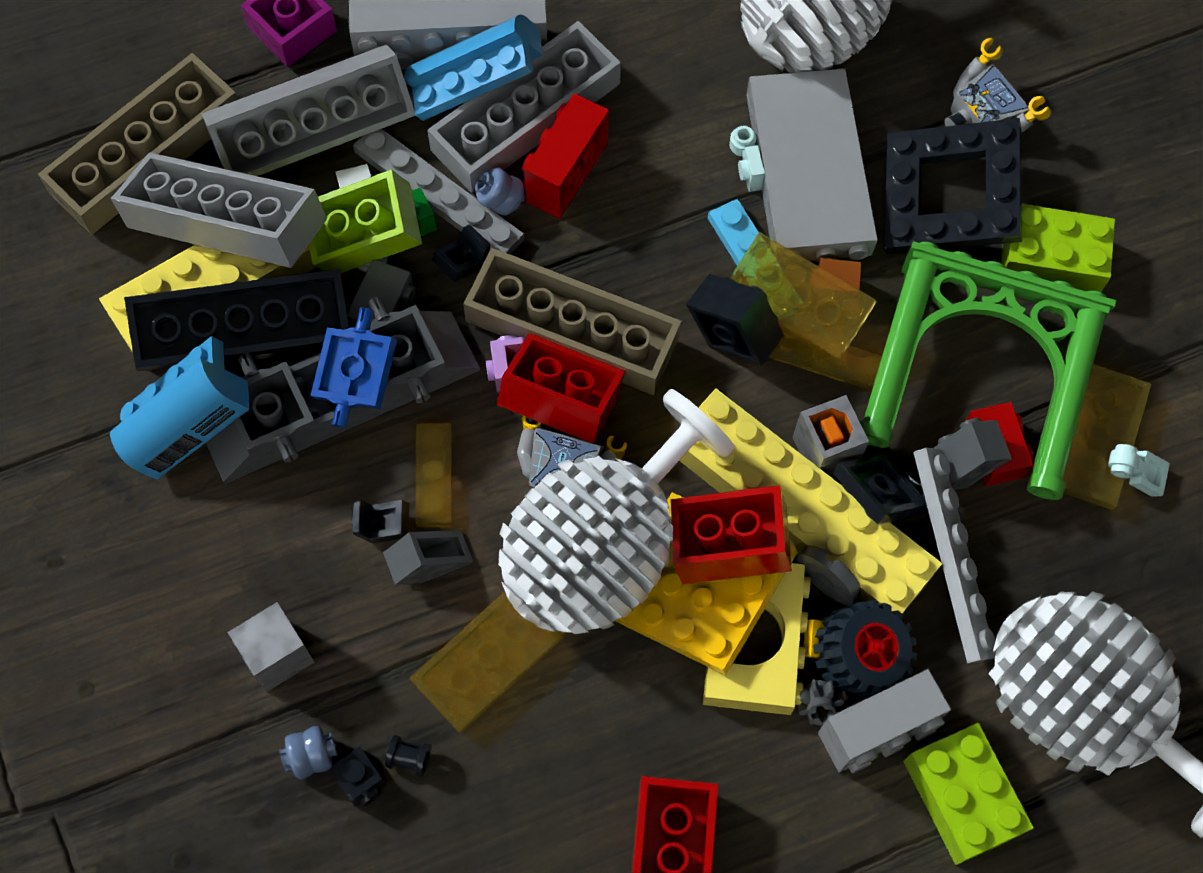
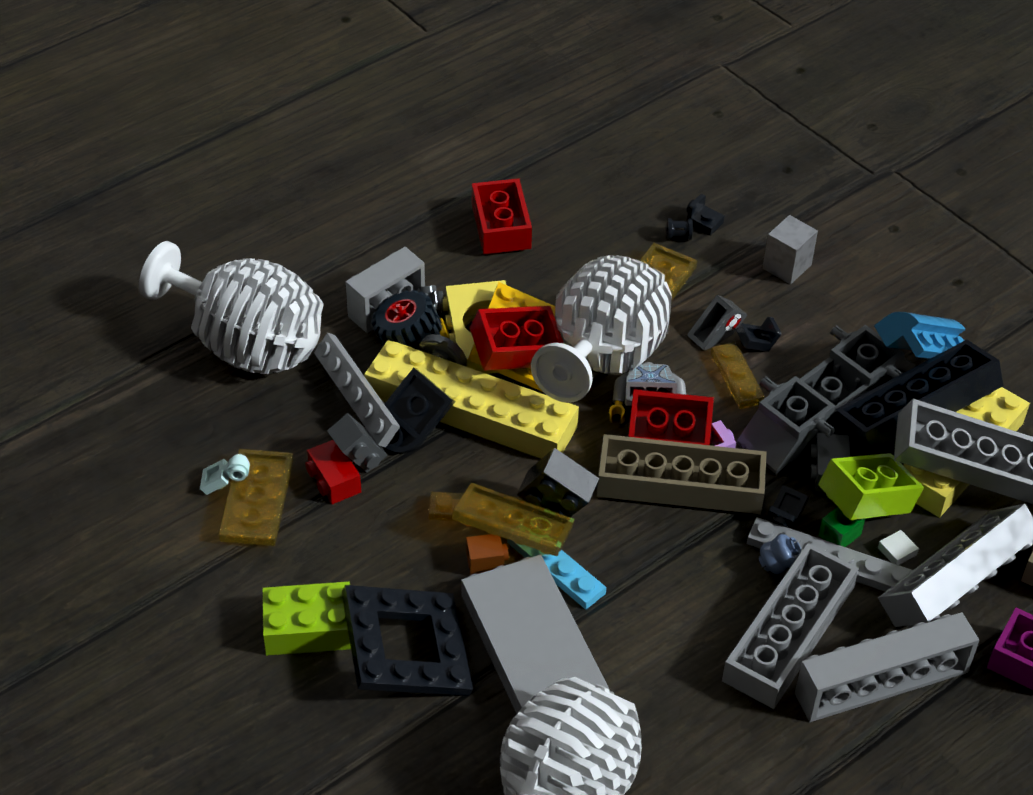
camera: 165 degrees right, 20 degrees down
(308, 752) = (740, 216): sand blue piece -> none
(353, 368) = (820, 377): blue plate -> none
(473, 66) = (843, 616): dark azure brick -> none
(565, 155) = (740, 585): red brick -> none
(750, 168) = (596, 643): light aqua plate -> none
(830, 434) = (462, 435): flat silver piece -> none
(967, 794) = (322, 269): lime brick -> none
(987, 96) = (385, 728): torso -> none
(1083, 318) = (351, 545): bright green arch -> none

